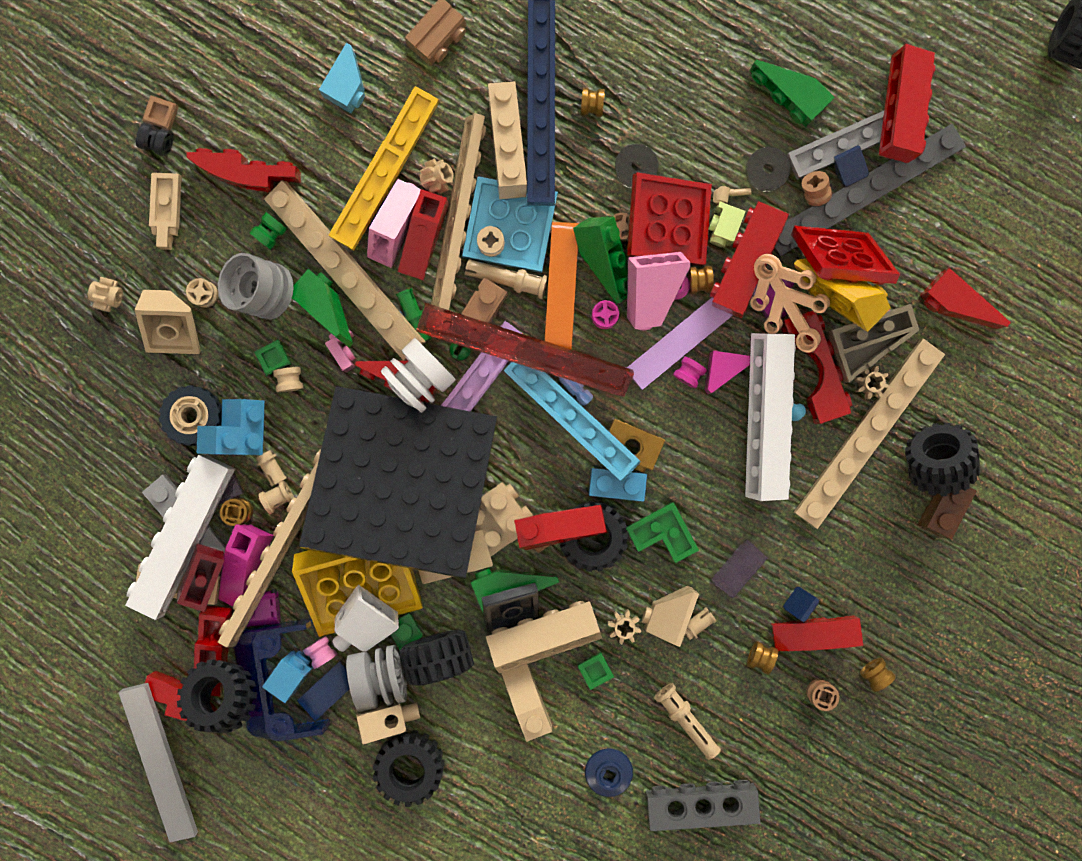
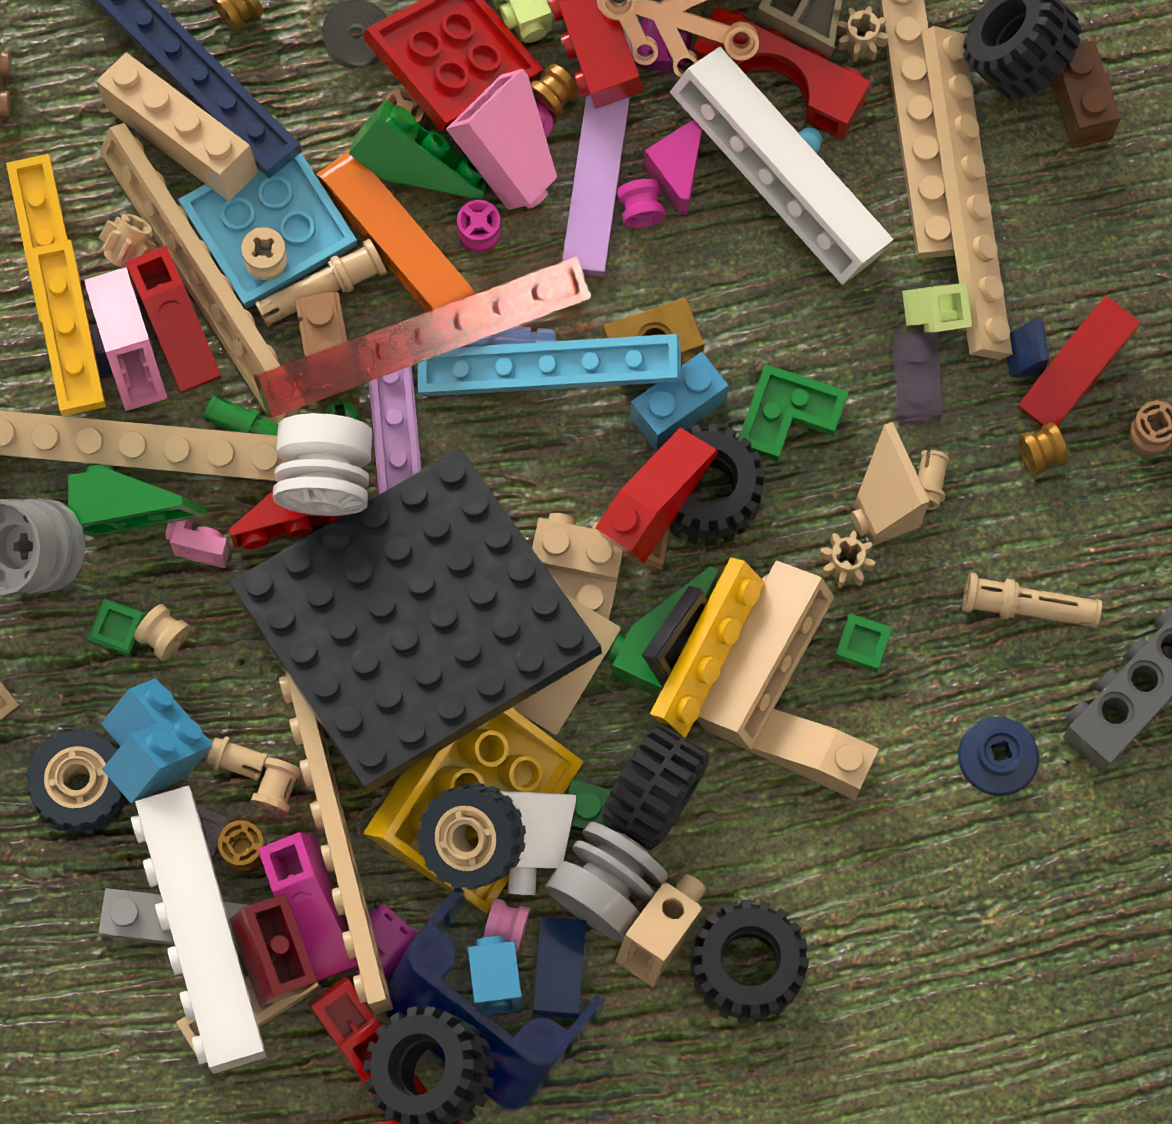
camera: 50 degrees left, 15 degrees down
(329, 610) = (445, 842): none -> black wheel
(518, 616) = (708, 647): none -> yellow plate
(777, 550) = (938, 307): none -> yellowish green brick
(846, 504) = (967, 192): none -> tan plate

